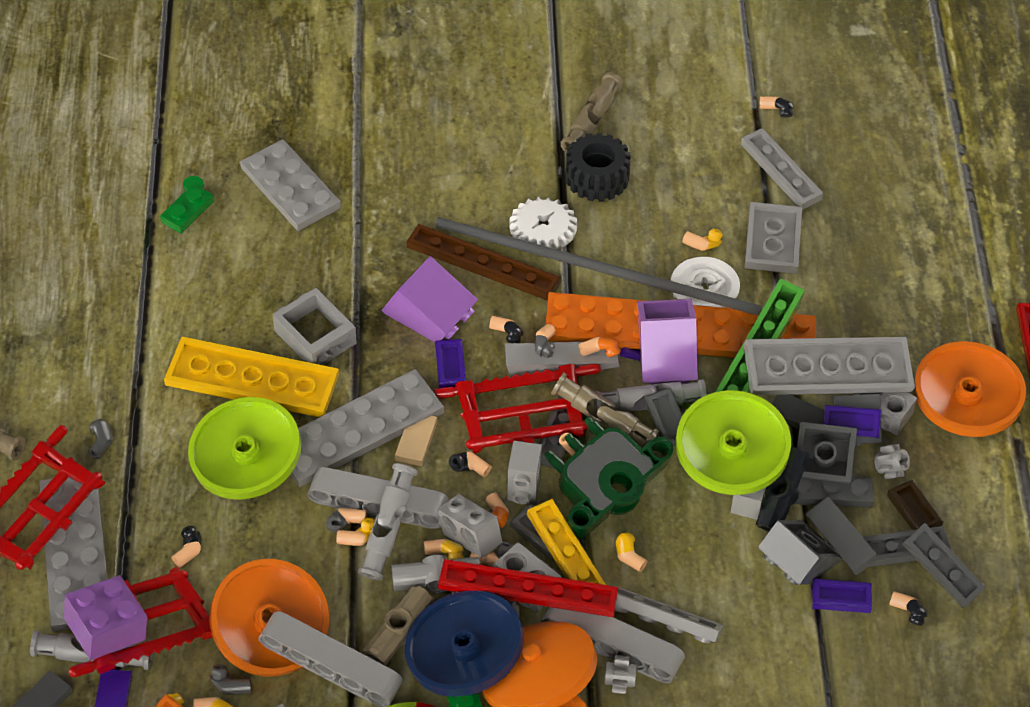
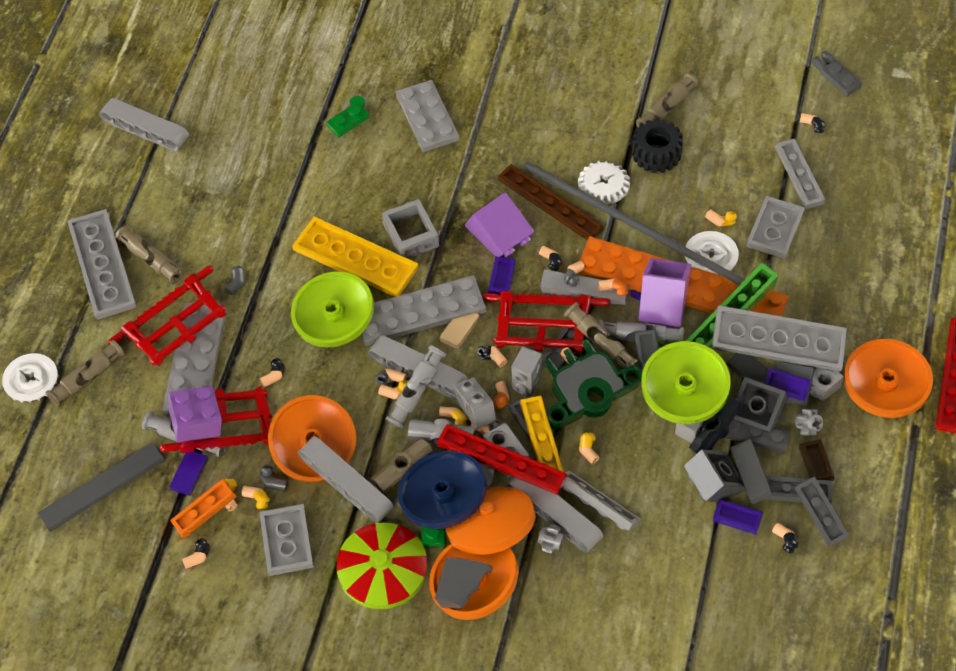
camera: 20 degrees right, 5 degrees up
(785, 43) = (836, 74): none -> dark grey hinge

